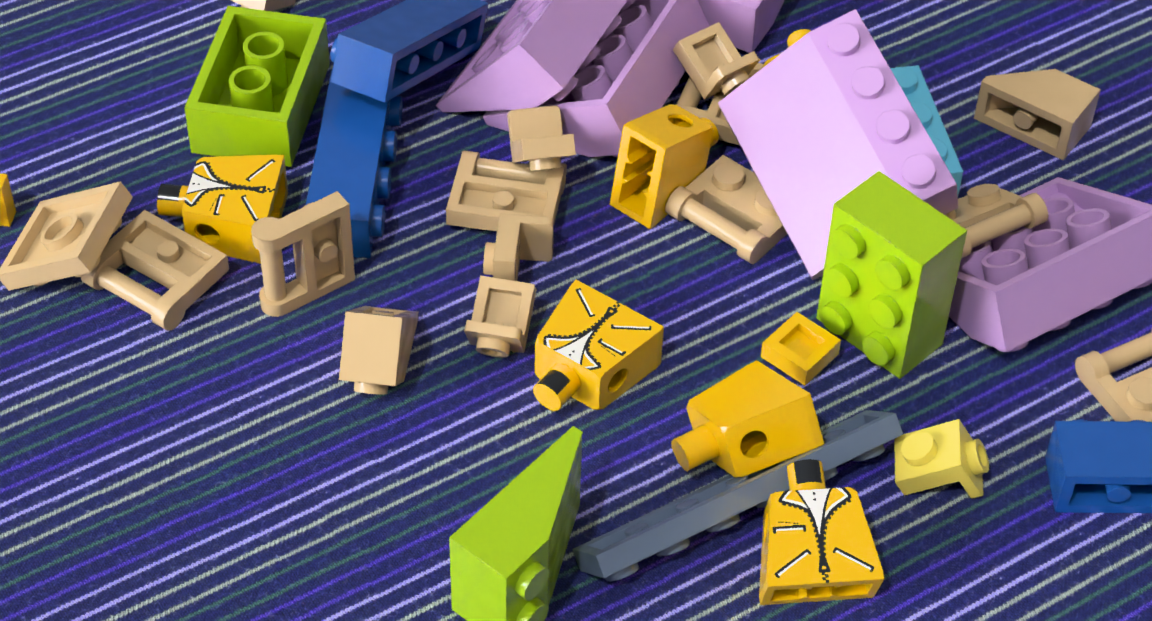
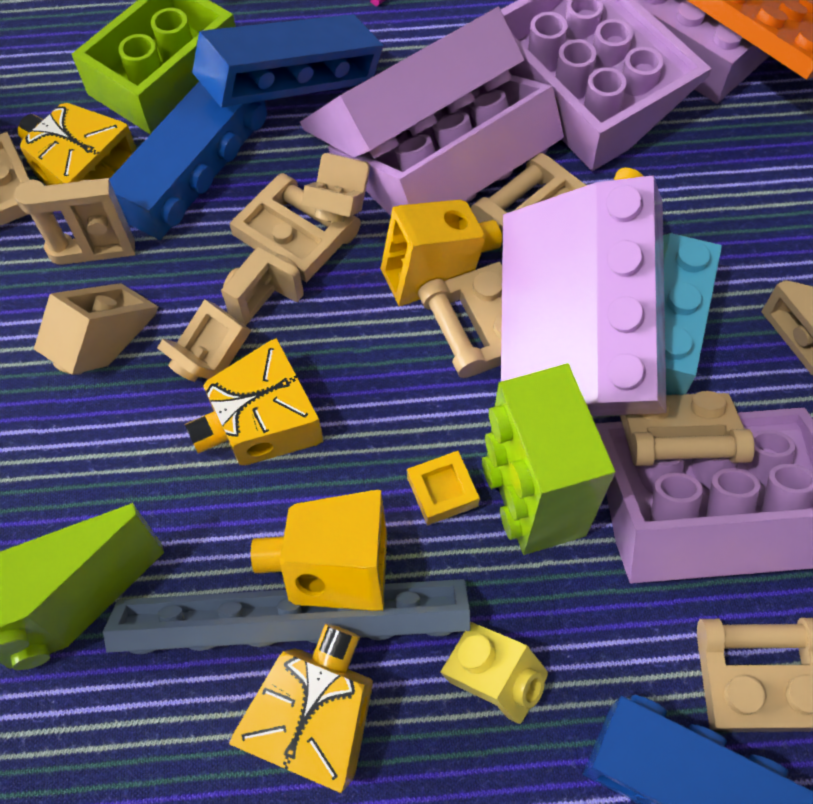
camera: 30 degrees right, 15 degrees up
(714, 61) = (535, 169): tan bracket -> none

